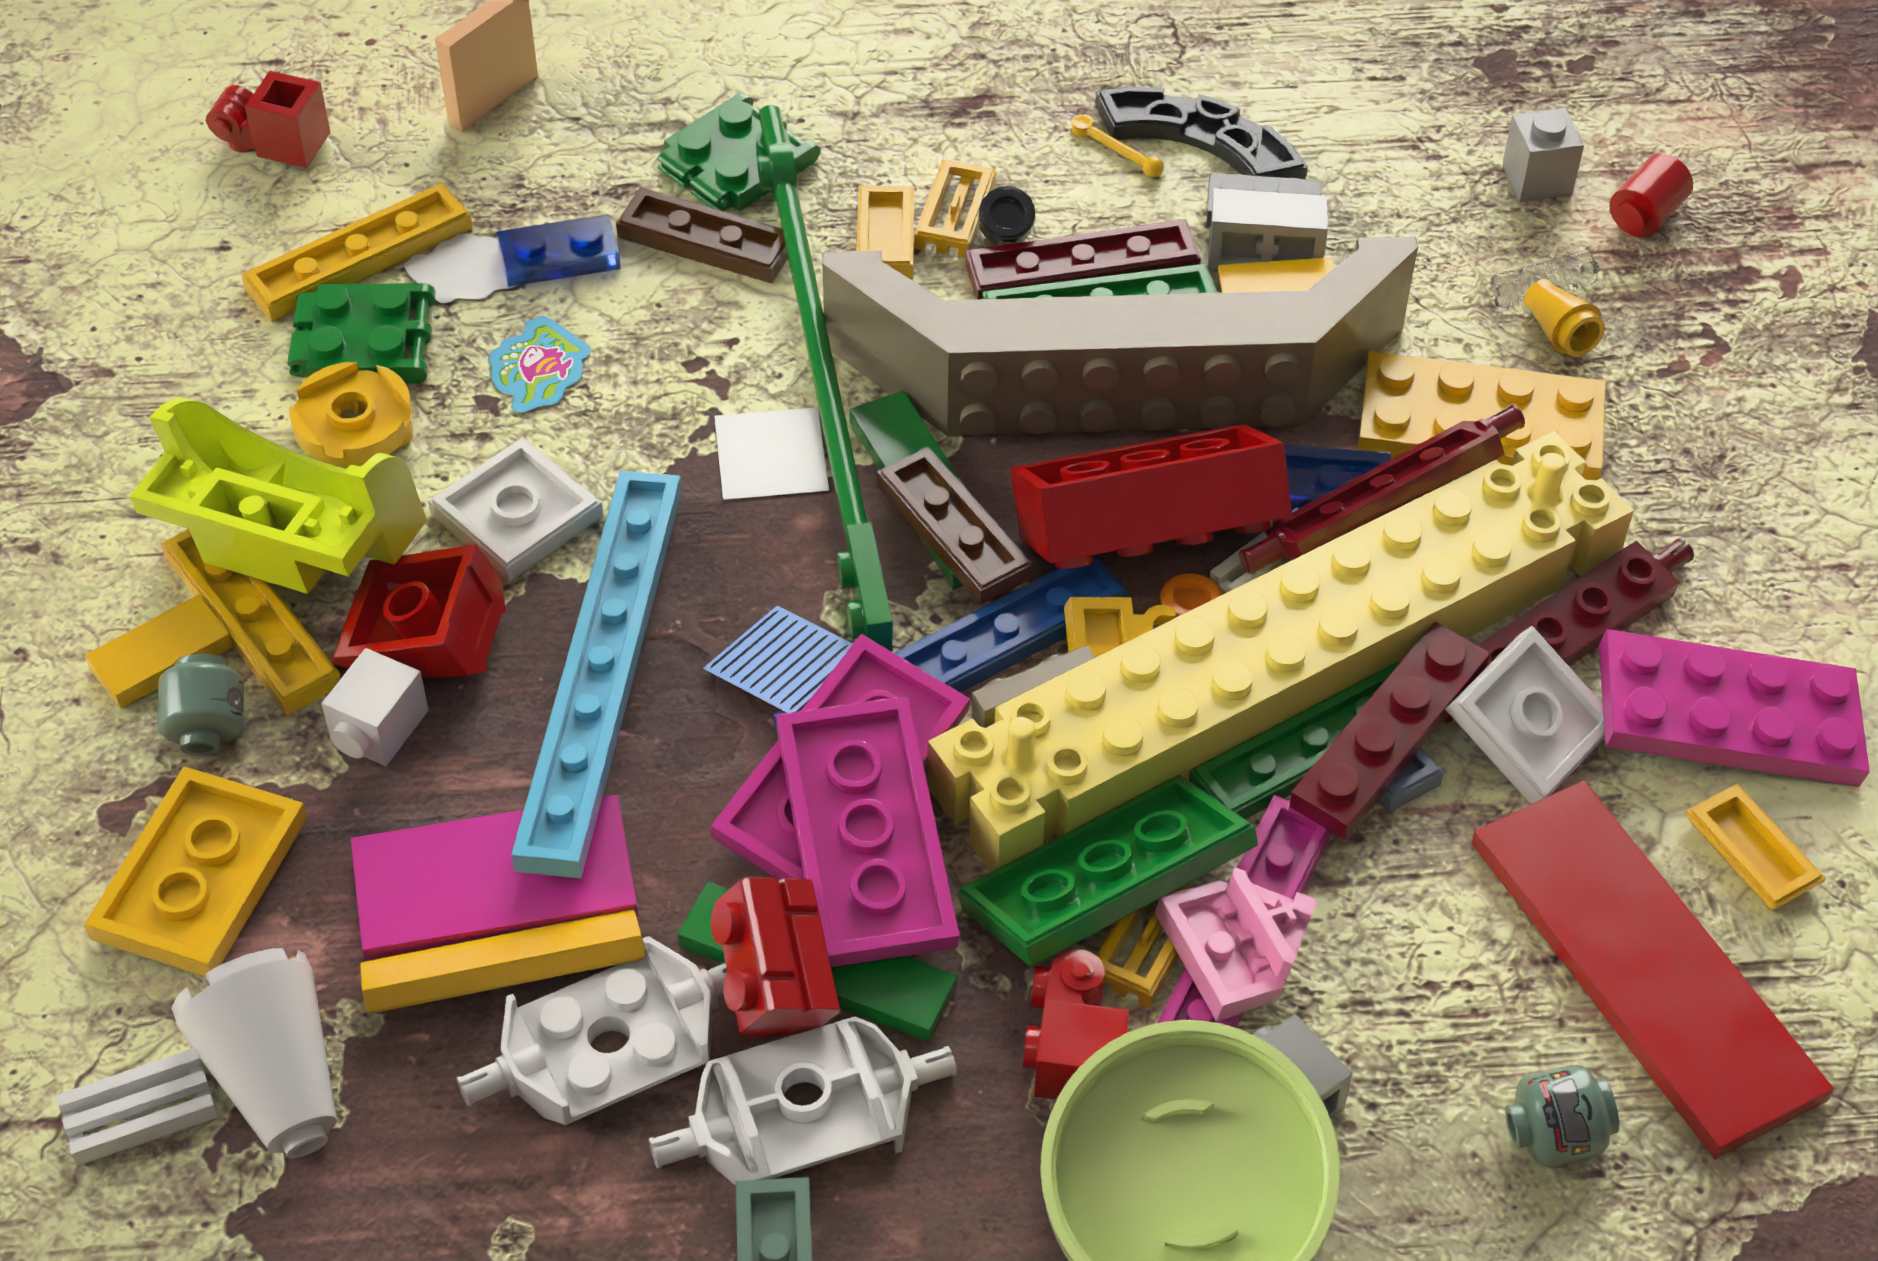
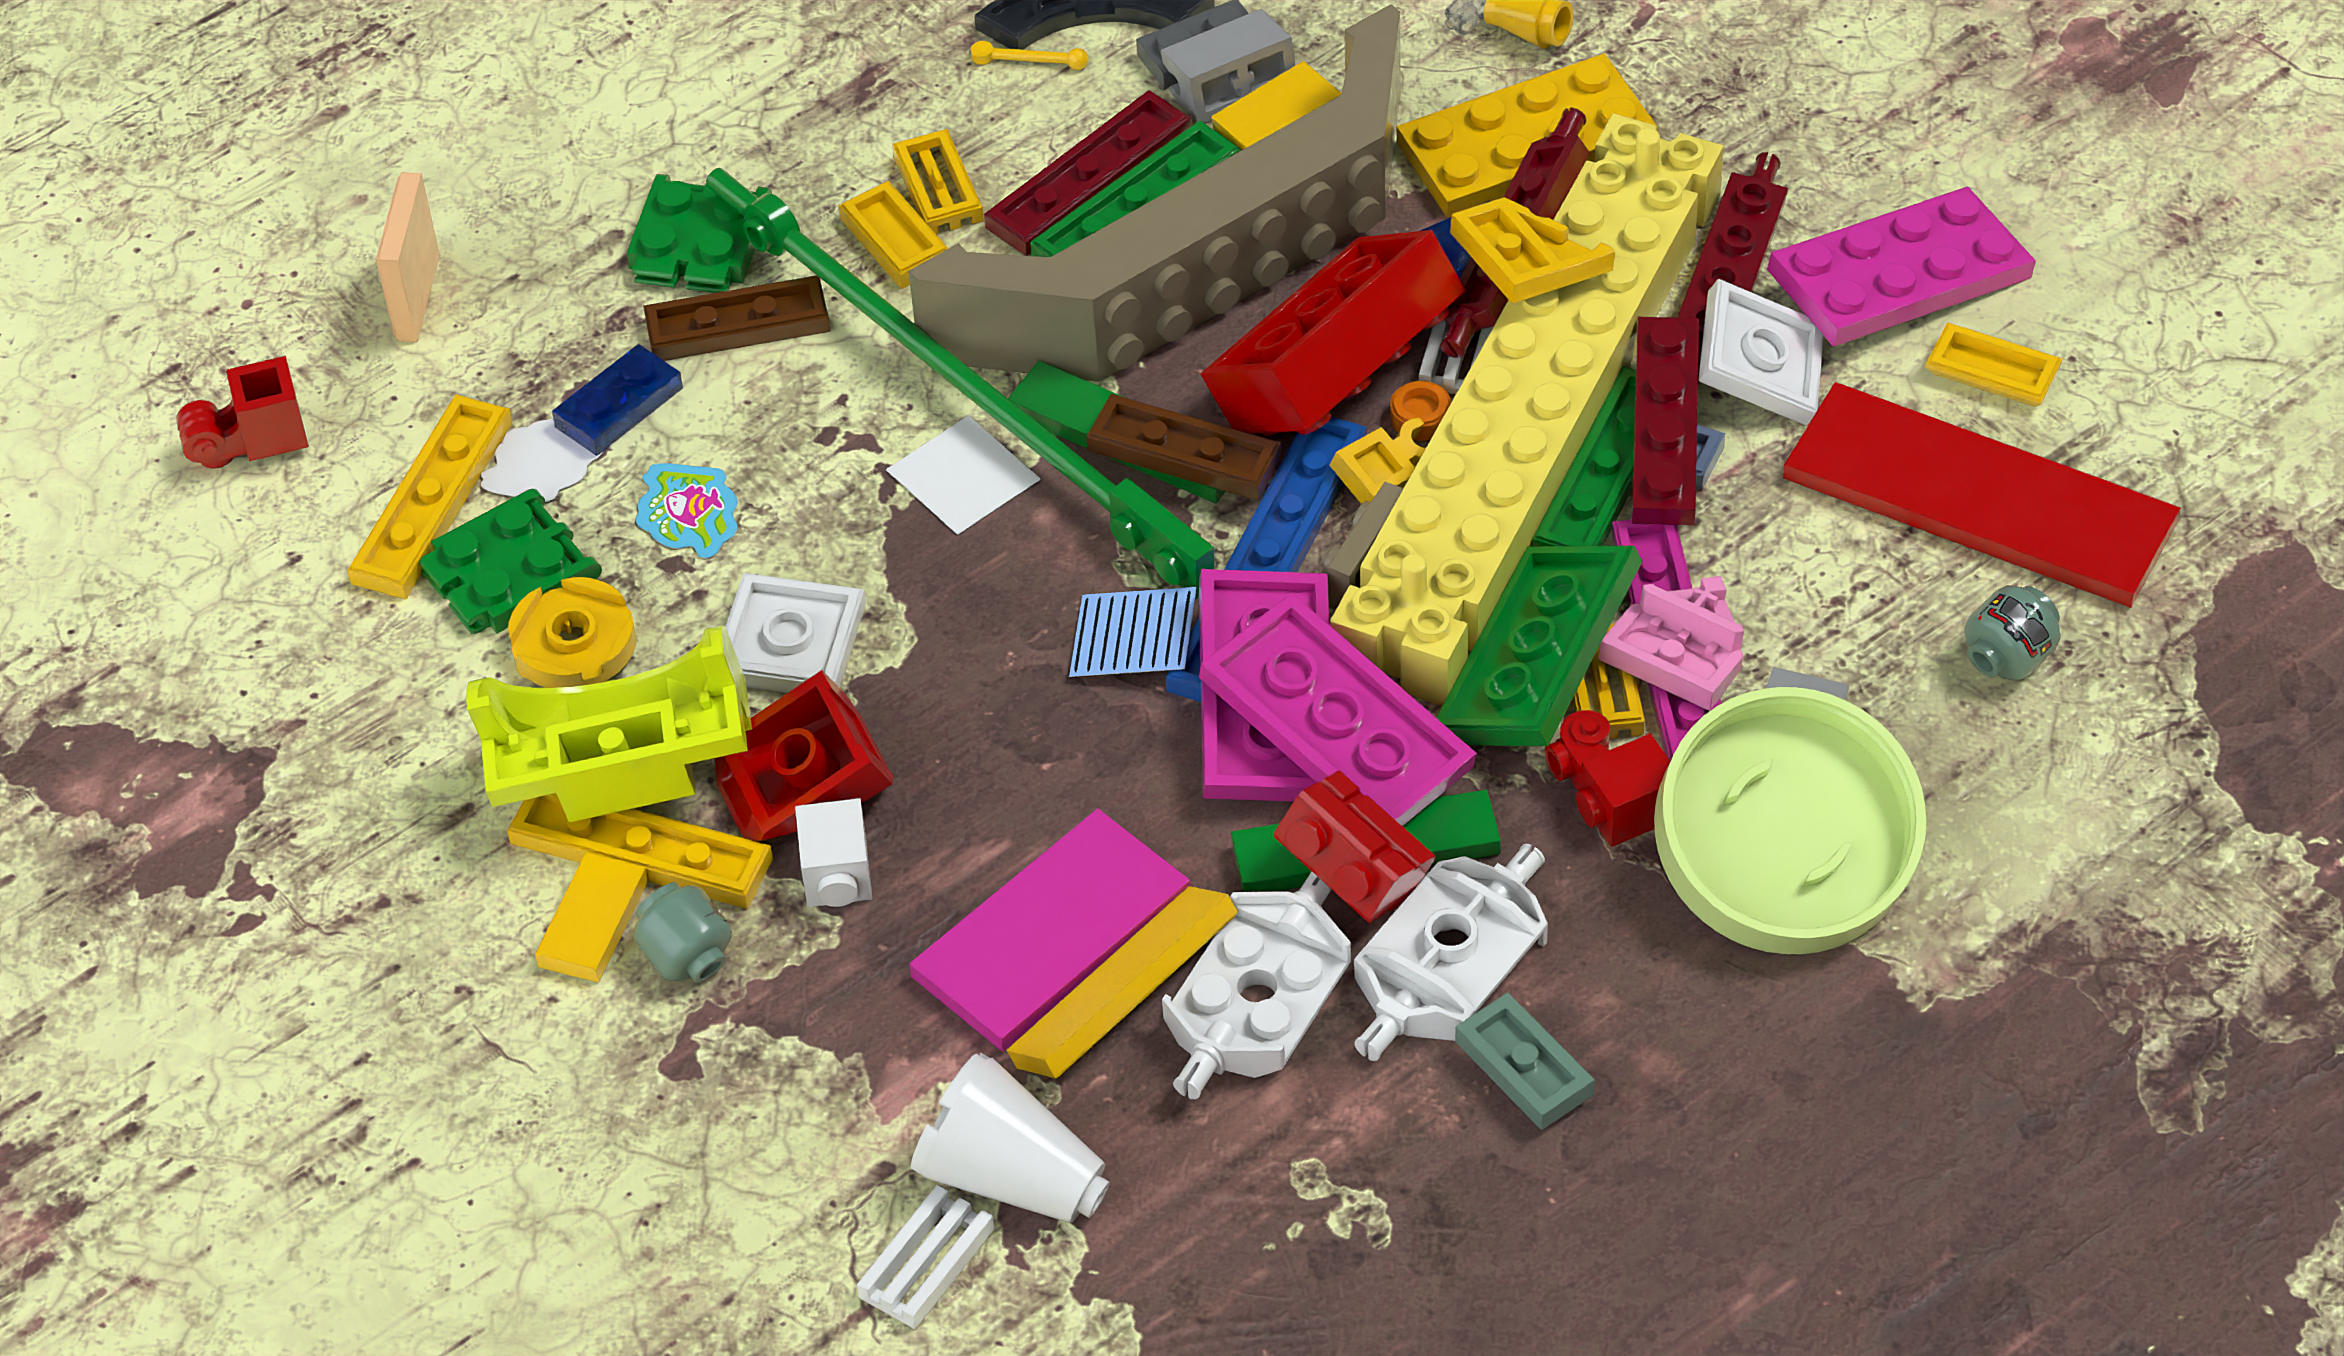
camera: 30 degrees left, 0 degrees up
(196, 871) = (805, 1060): yellow plate -> none
(597, 677) = (1000, 720): medium azure plate -> none
(1006, 215) = (999, 165): black tile -> none
(1363, 507) = (1525, 251): none -> yellow wing

